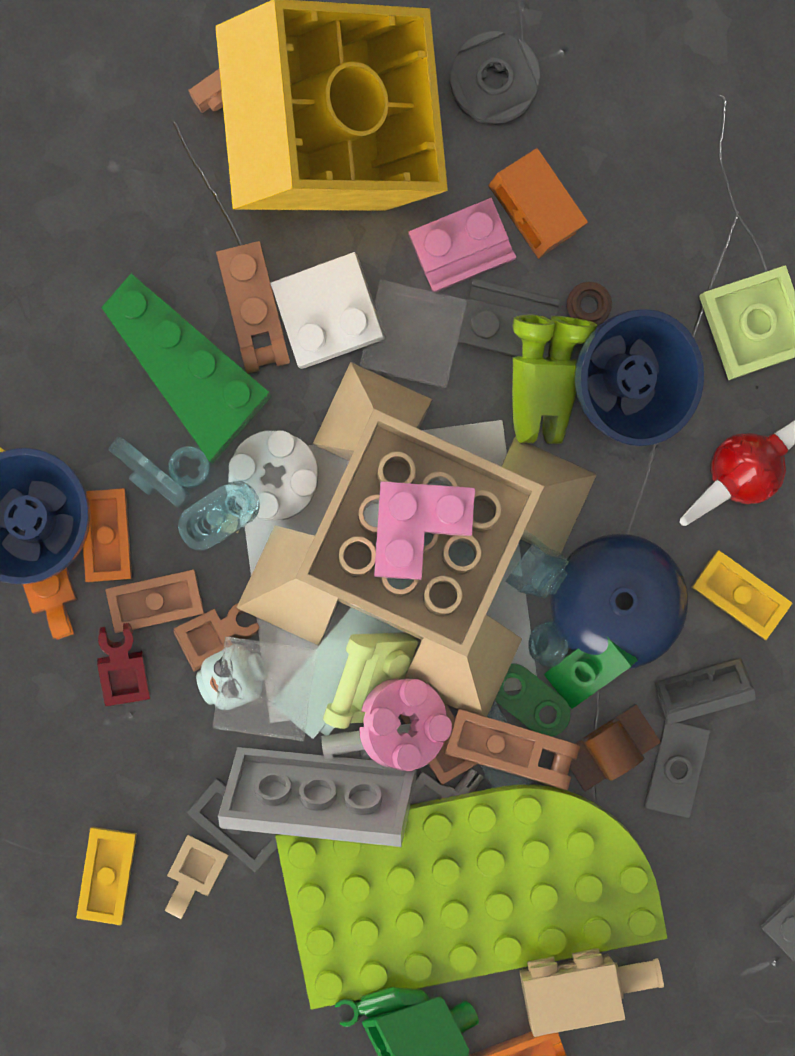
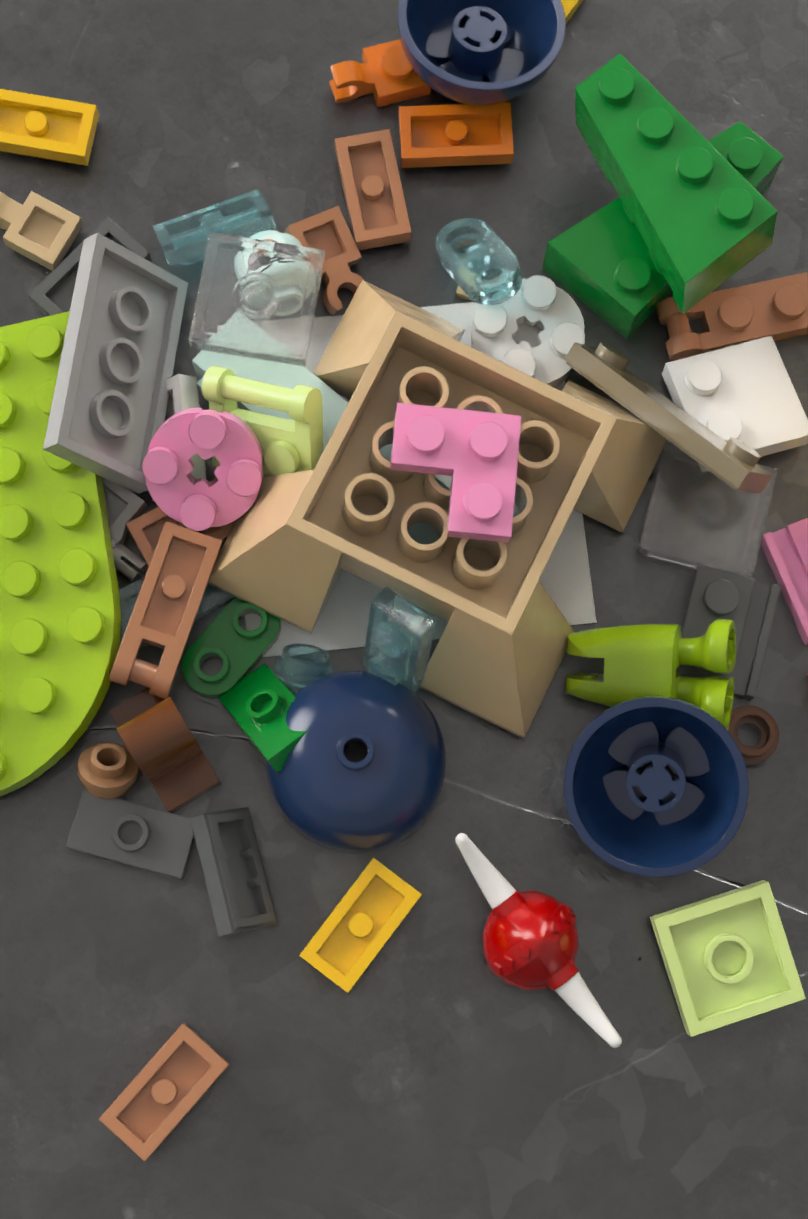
camera: 90 degrees right, 10 degrees down
(122, 673) = (284, 146): dark red plate -> none
(147, 474) = (532, 183): clear light blue plate -> none
(177, 359) = (672, 183): none -> green wedge
(186, 480) = (541, 219): clear light blue bush -> none
(192, 728) = (186, 237): none -> clear light blue plate
(386, 327) = (729, 461): none -> dark tan plate
(639, 796) = (107, 769): none -> medium nougat plate

